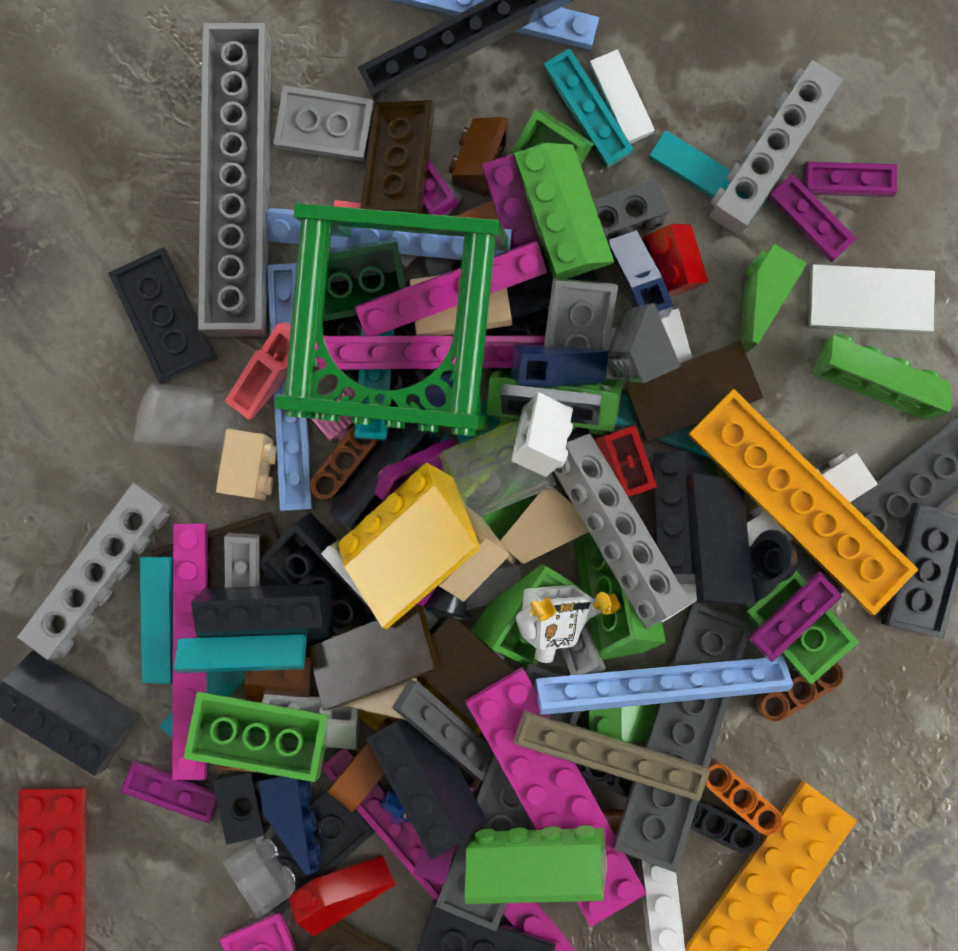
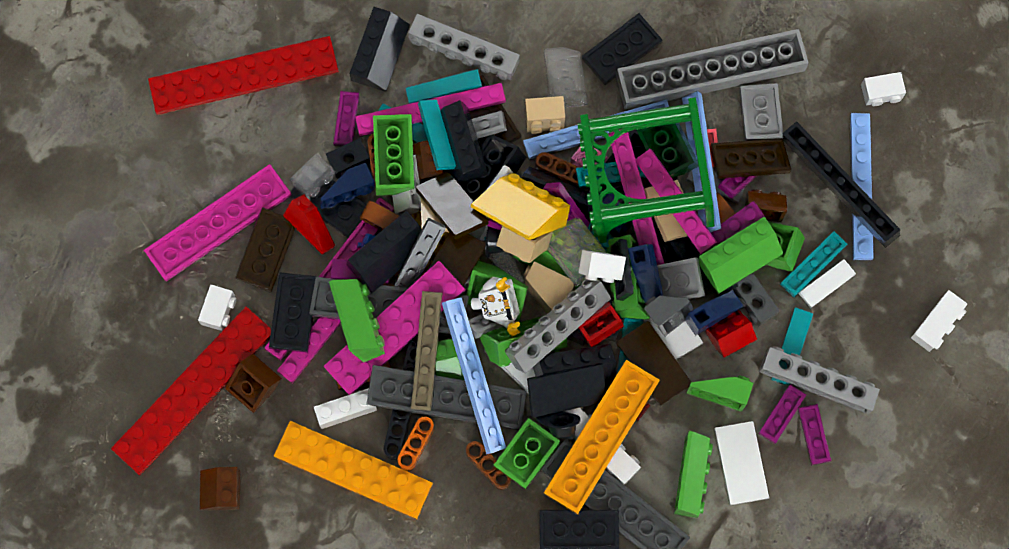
camera: 80 degrees right, 10 degrees down
(262, 374) = (596, 107): coral slope -> none
(794, 616) = (531, 445): magenta tile -> none

